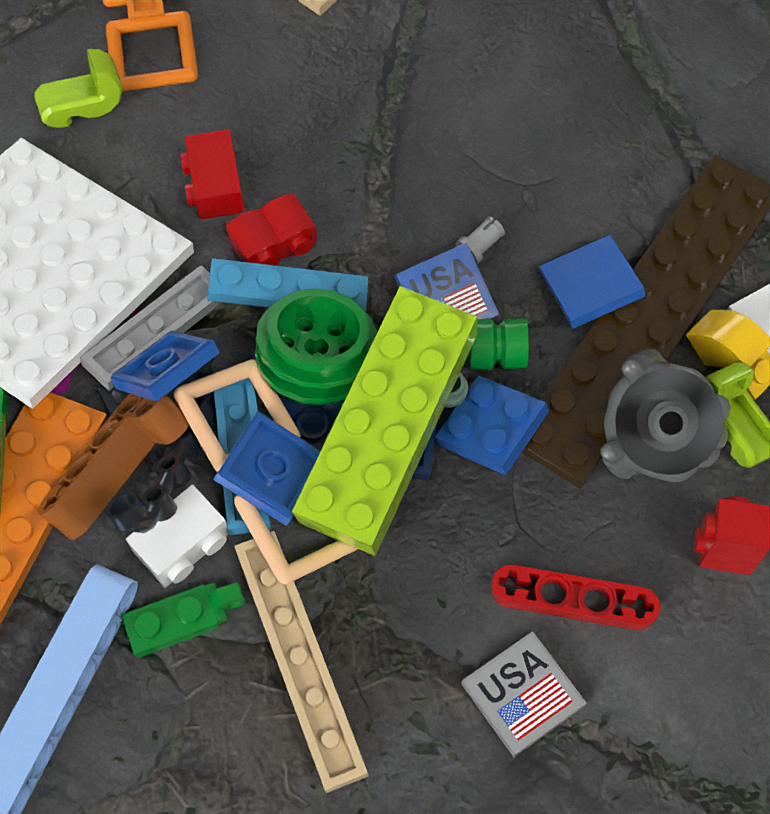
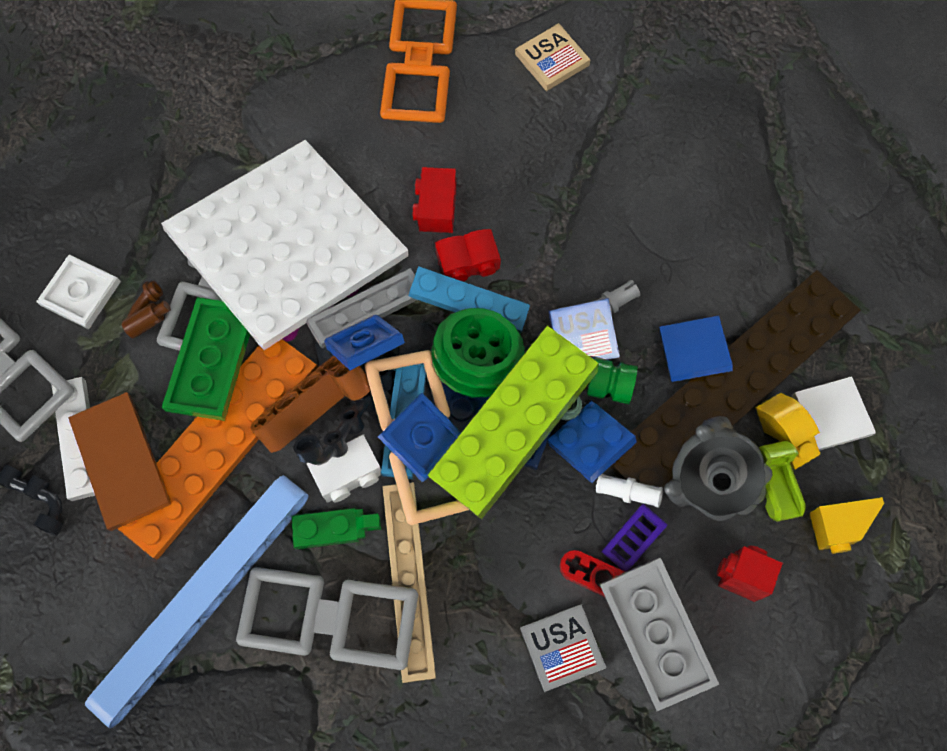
camera: 15 degrees right, 5 degrees up
(81, 95) = (355, 117): lime animal -> none
(202, 734) = (328, 618): none -> light grey bar
(556, 473) = (629, 490): none -> white pin
(593, 500) = (616, 558): none -> dark purple slope
(642, 641) = (659, 634): none -> light grey plate

